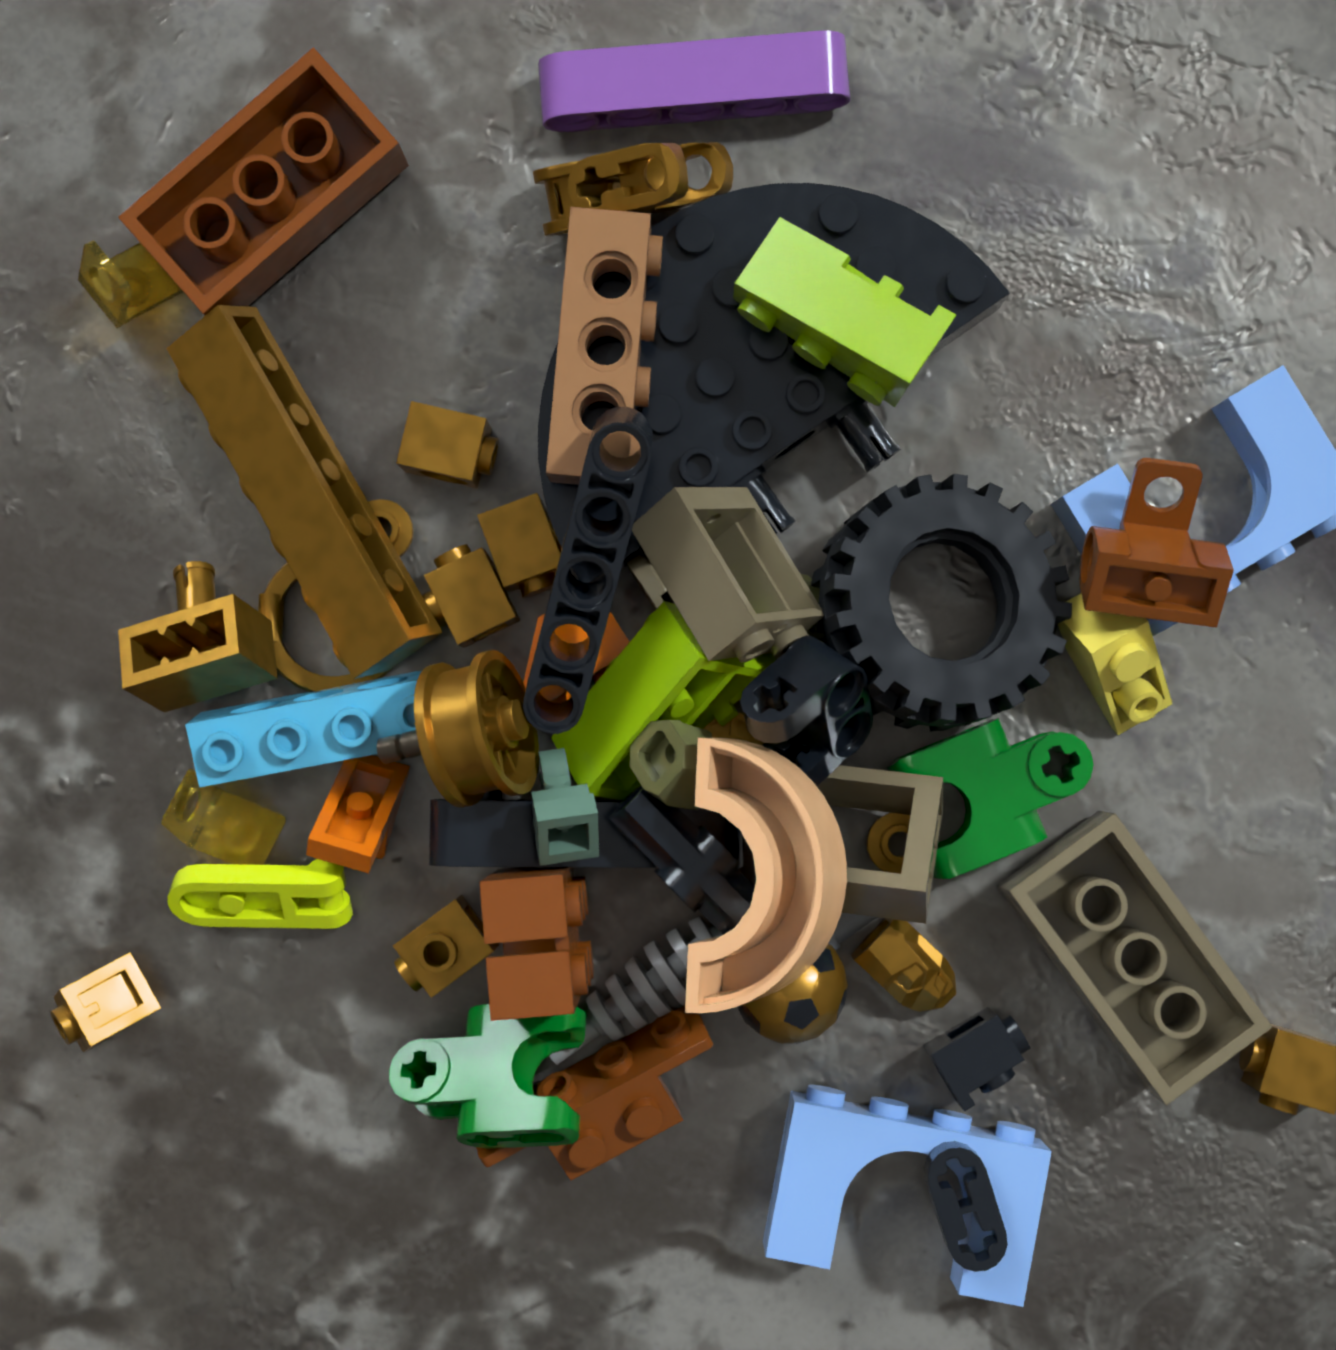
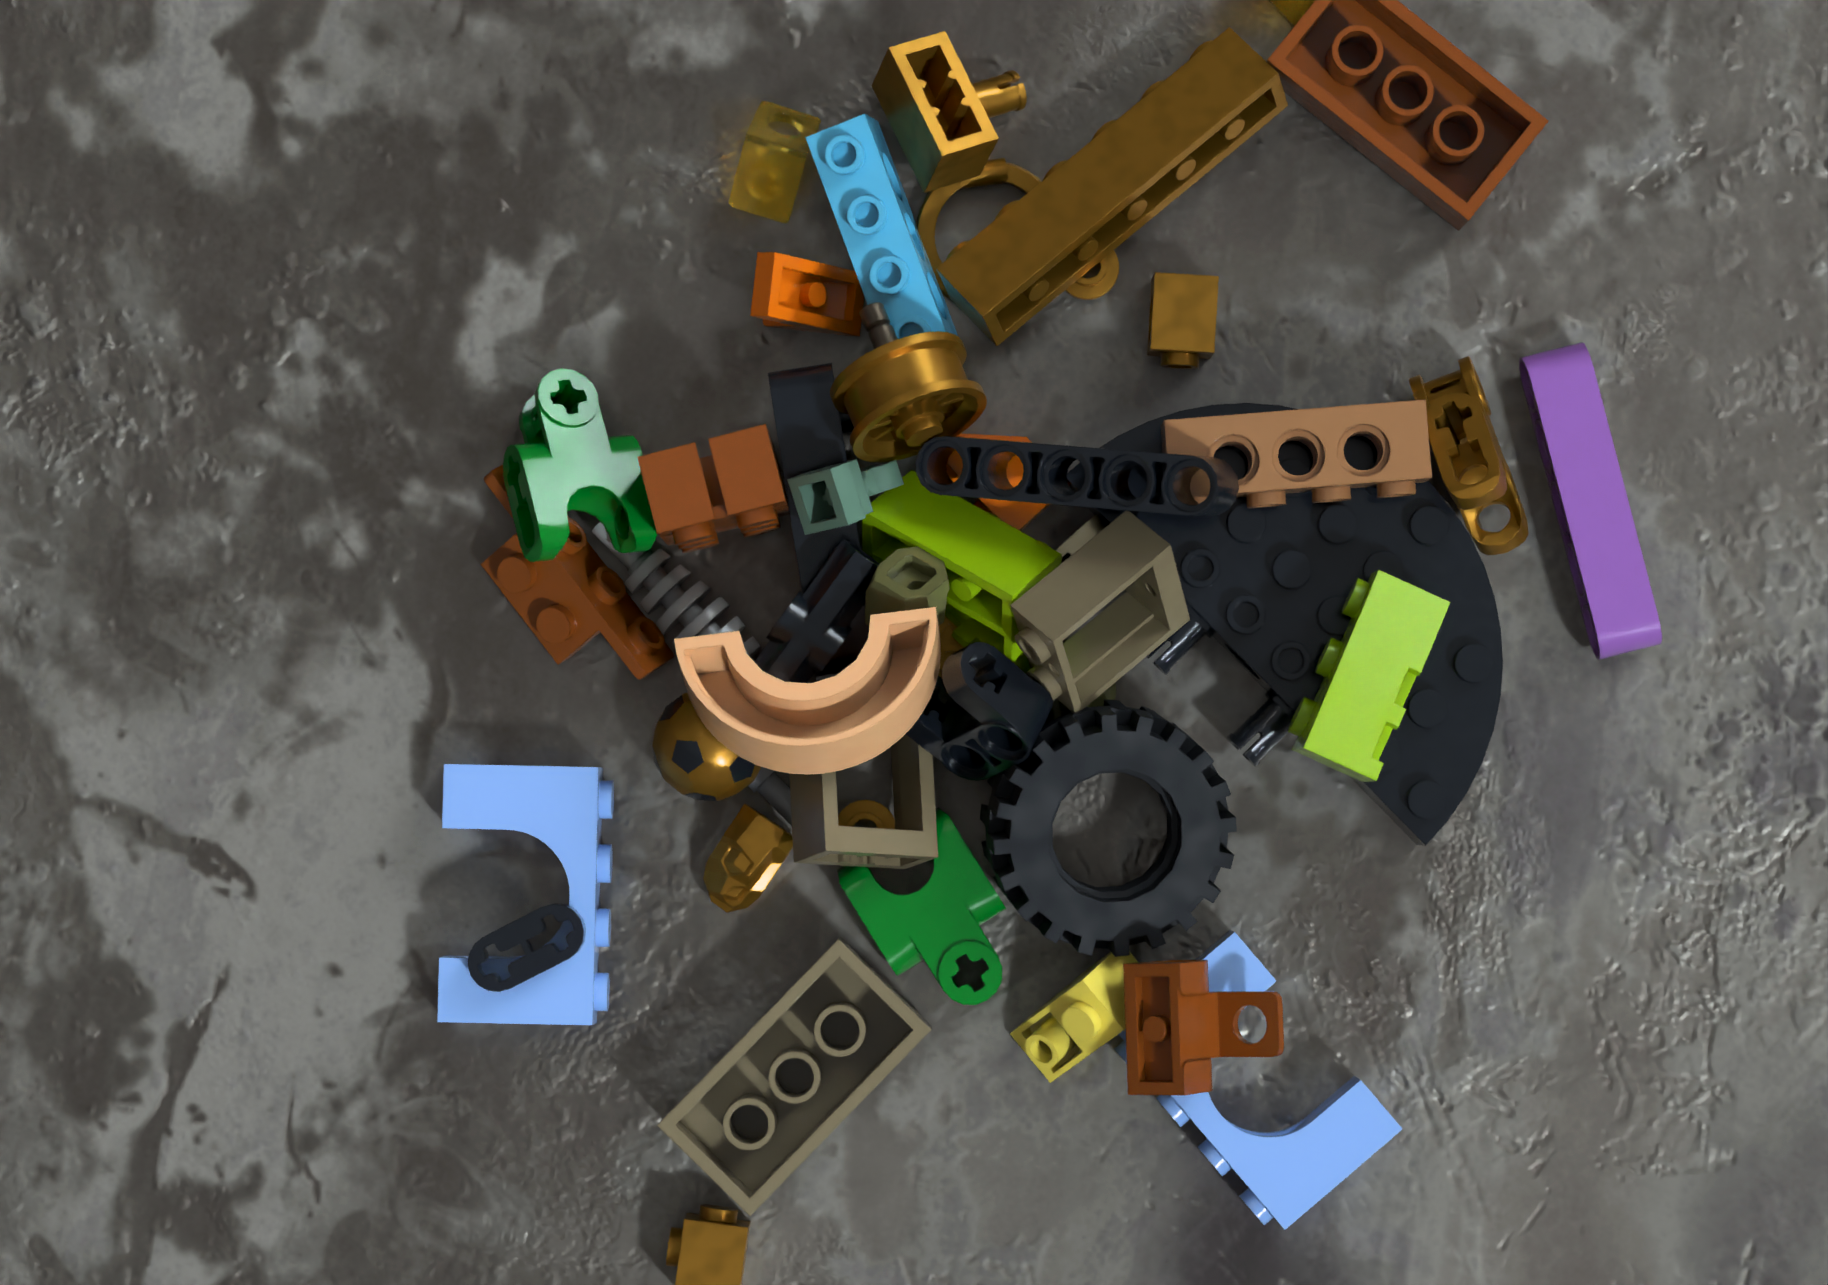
camera: 75 degrees right, 0 degrees up
(103, 1003) = (576, 77): bracket -> none
(261, 895) = (708, 214): neon yellow plate -> none
(442, 948) = (687, 400): pearl gold brick -> none
(468, 595) = (1037, 365): pearl gold brick -> none
(522, 545) = (1096, 409): pearl gold brick -> none
(978, 1054) = (671, 943): black brick -> none

